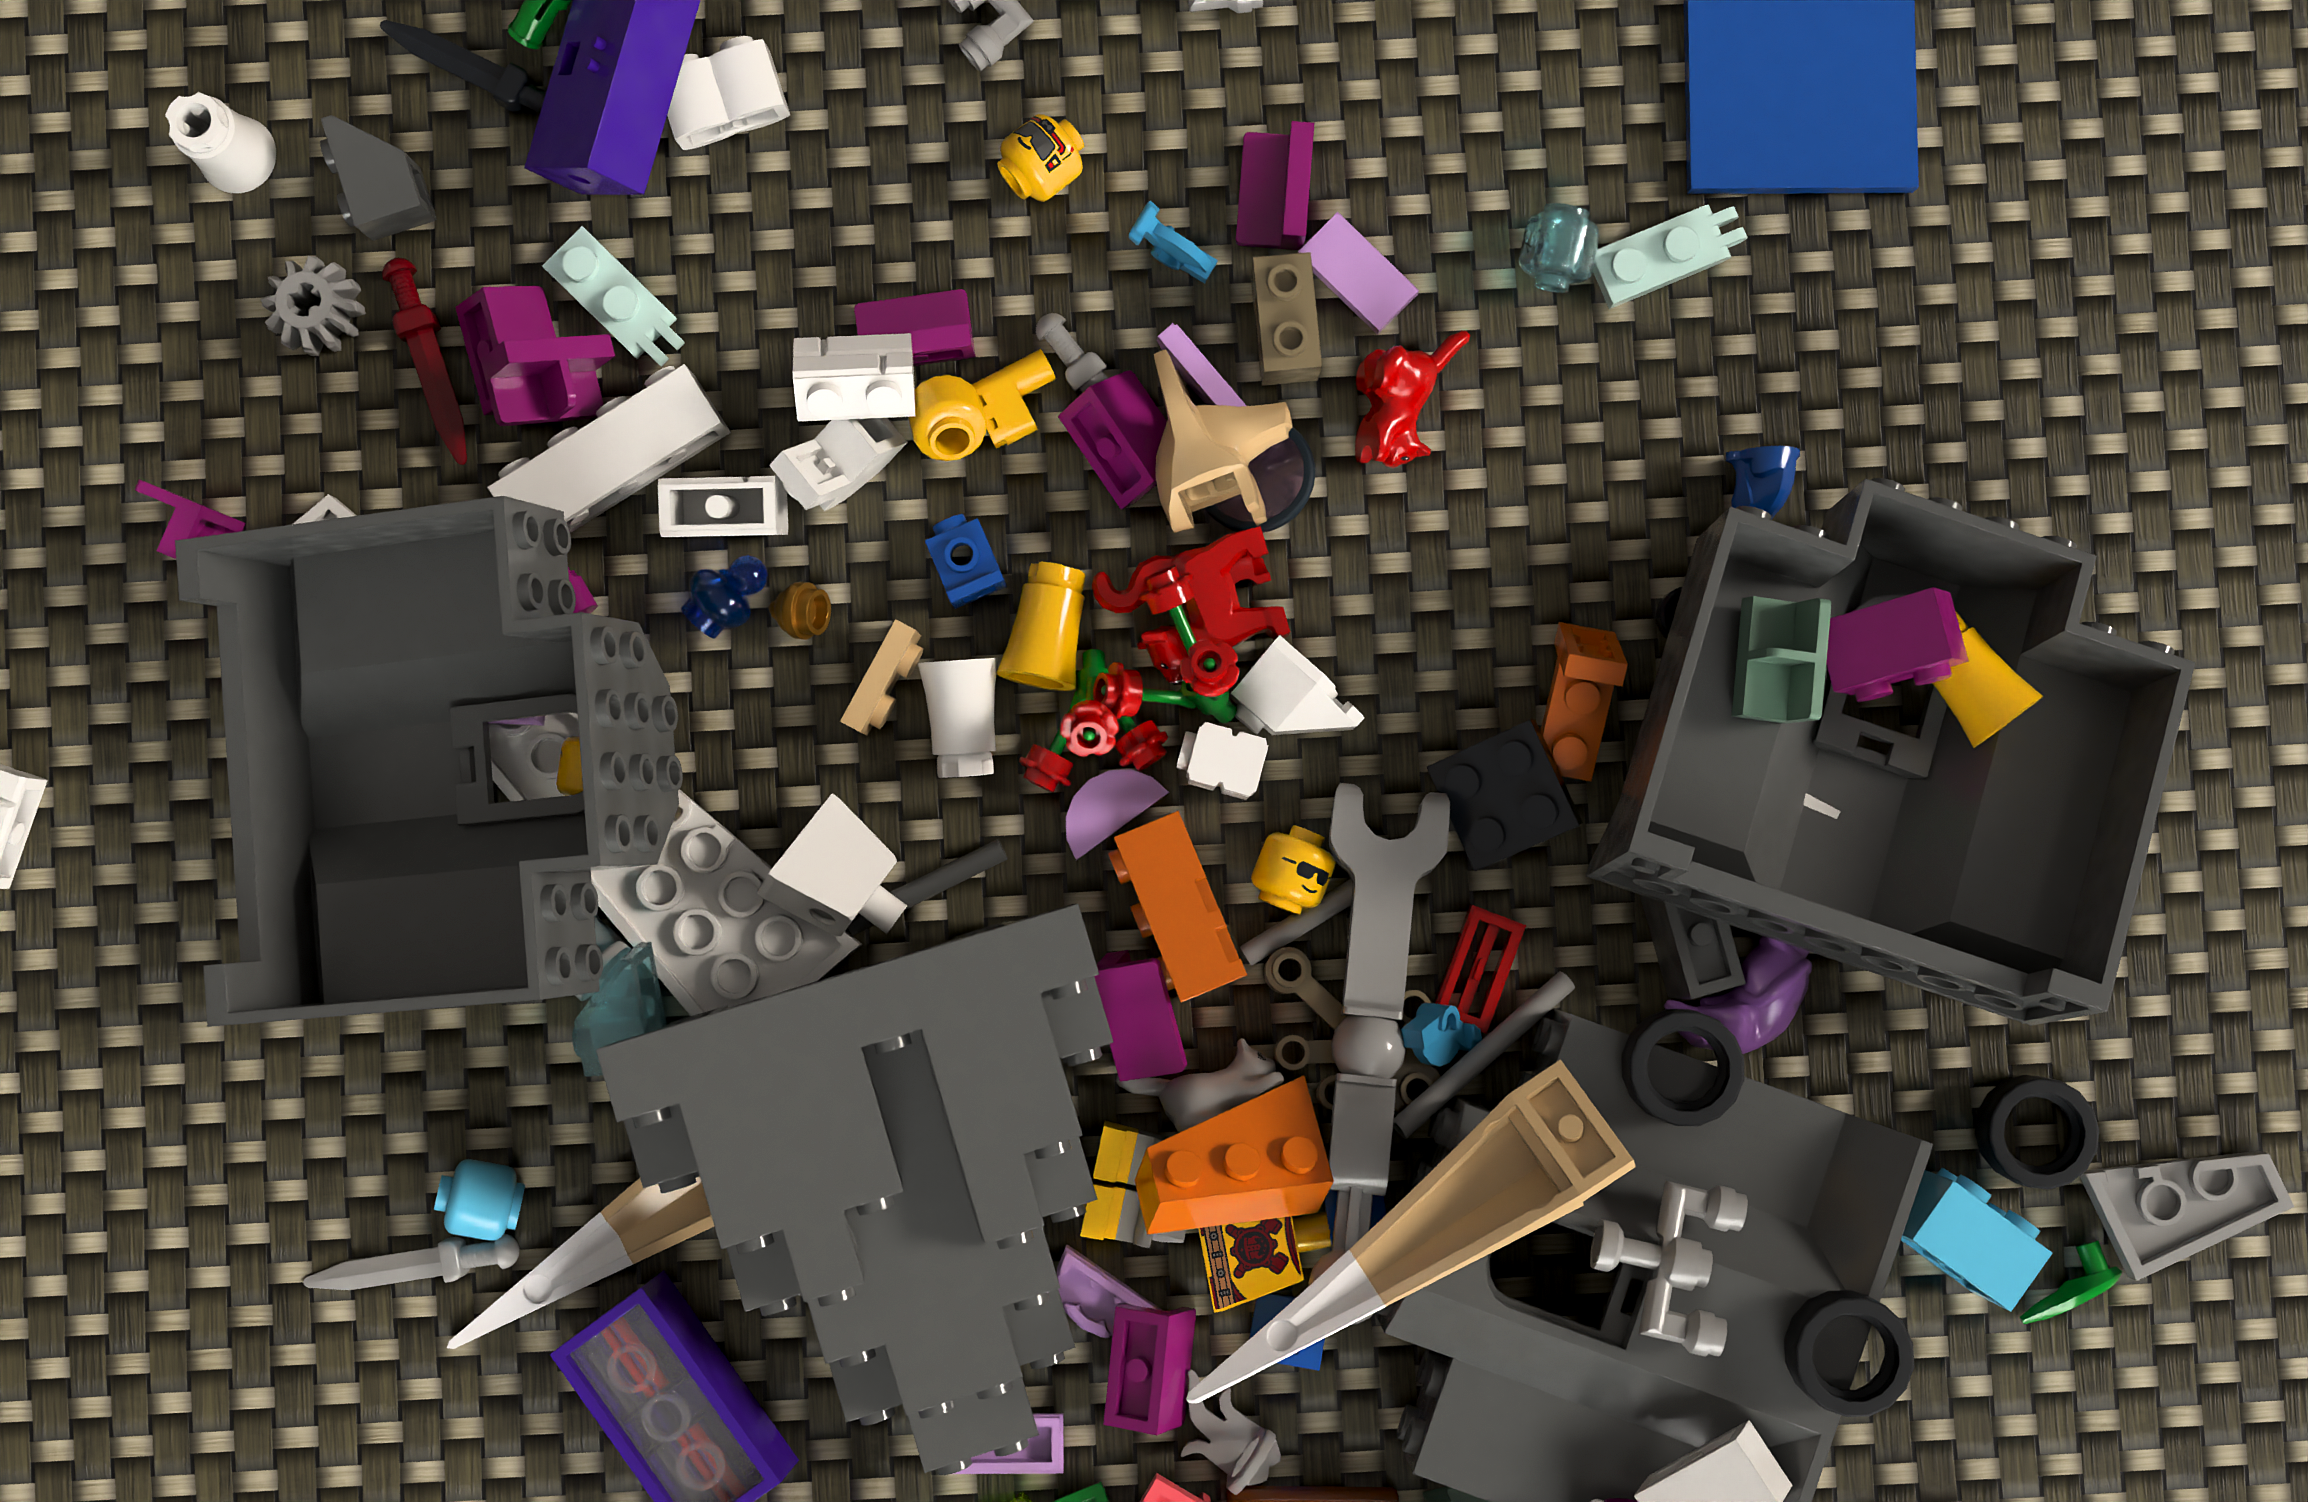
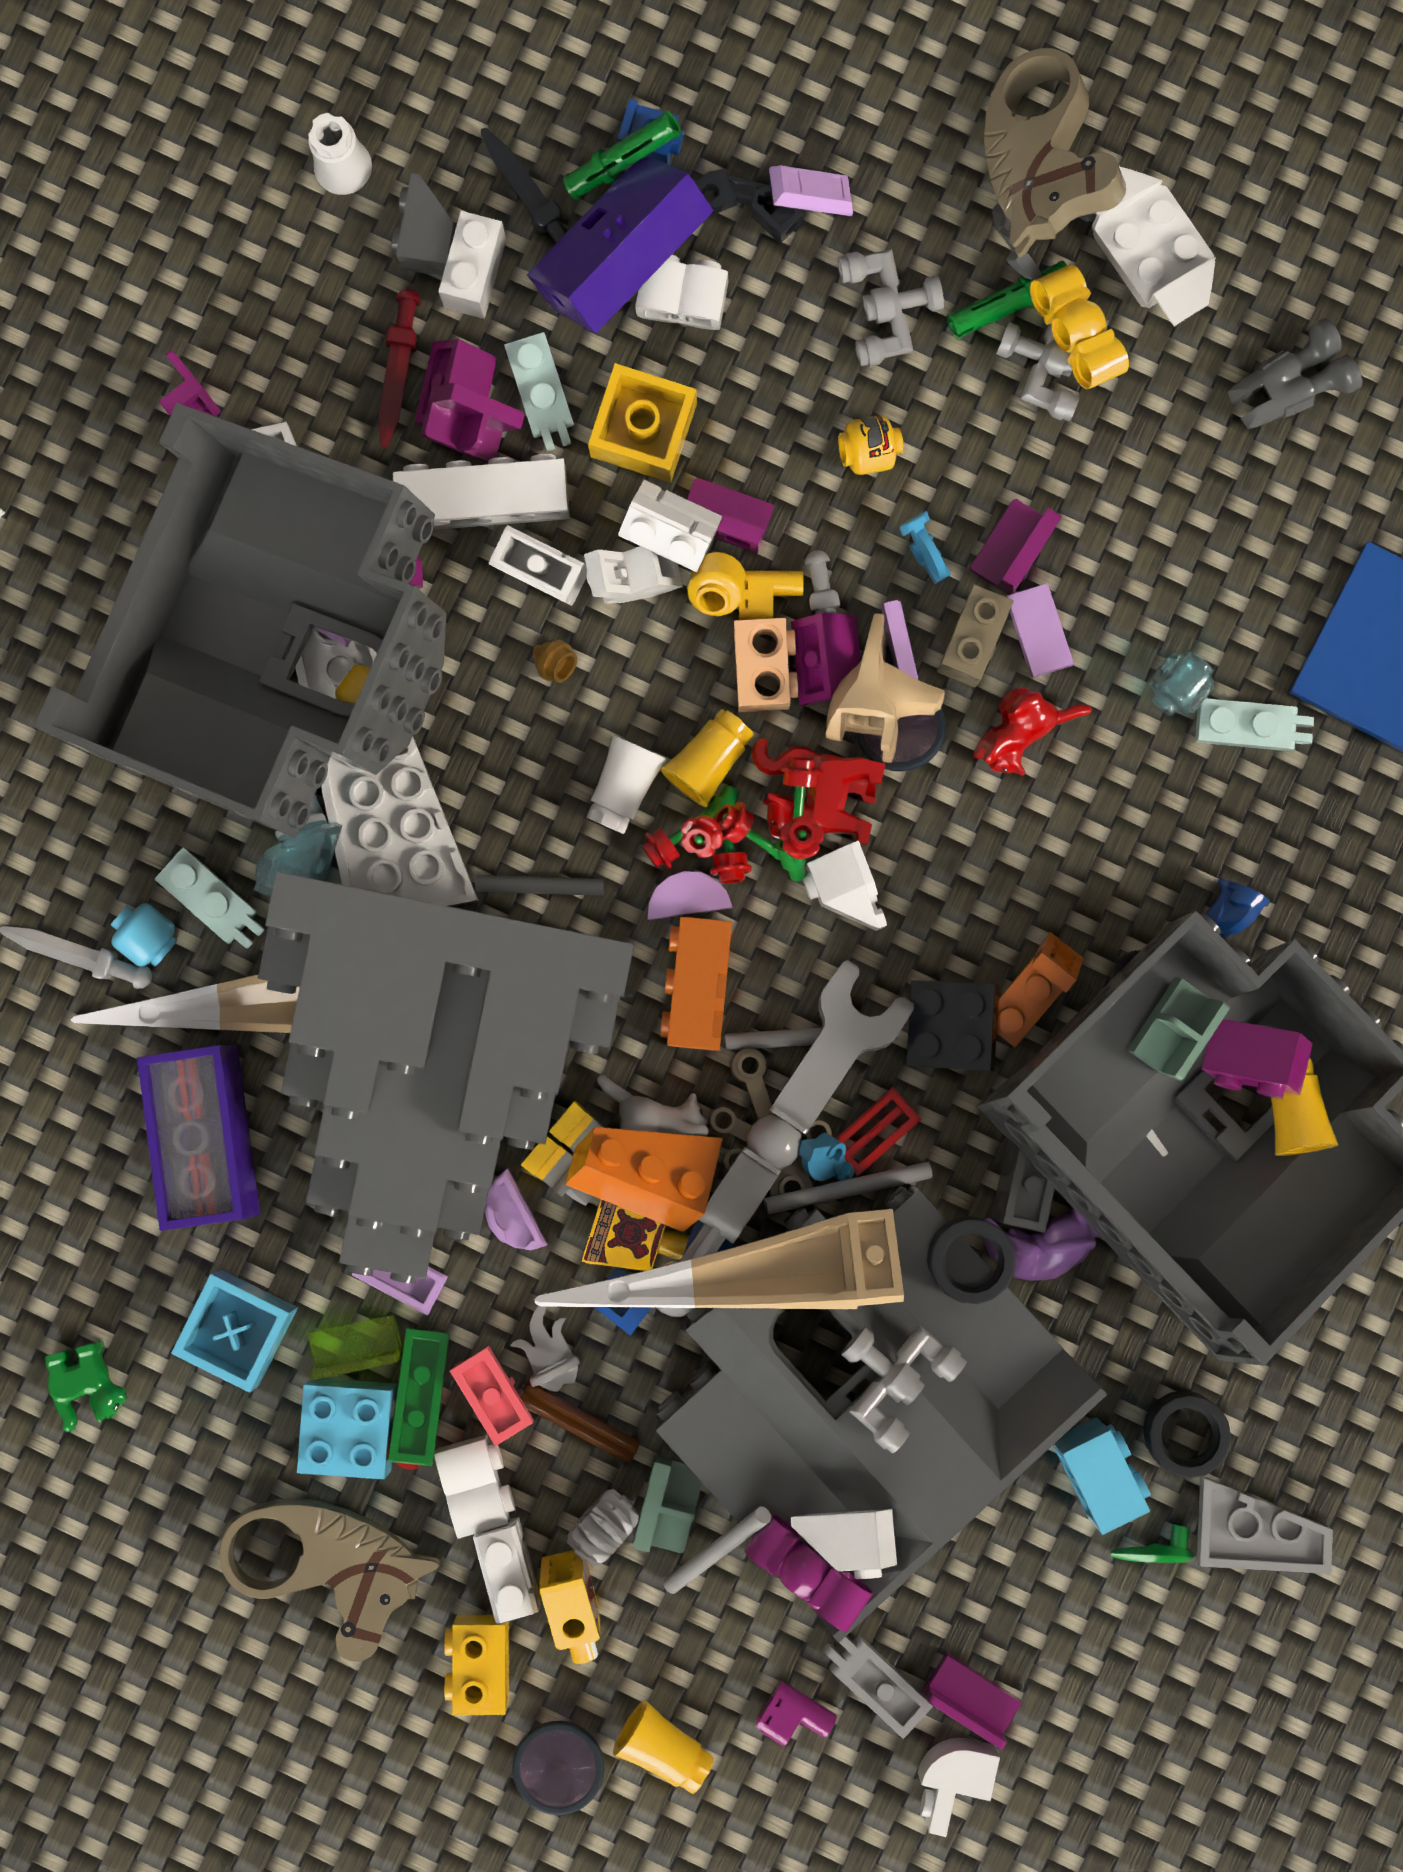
camera: 30 degrees right, 0 degrees up
(302, 290) = (338, 279): light grey gear -> none
(453, 190) = (472, 264): none -> white brick
(536, 1112) = (209, 898): none -> light aqua hinge
(720, 595) = (506, 622): clear blue animal -> none
(756, 272) = (642, 423): none -> yellow brick
(834, 873) = (485, 844): white torso -> none
(895, 657) = (599, 724): tan plate -> none
(971, 580) = (682, 699): blue brick -> none
(1042, 491) = (755, 665): none -> light nougat brick
(1139, 1017) = (634, 1042): magenta panel -> none
(1149, 1368) = (520, 1275): magenta panel -> none
(1223, 760) = (778, 904): white brick -> none
(1293, 870) = (787, 1001): yellow head -> none
(1886, 1384) = (991, 1531): black tyre -> none

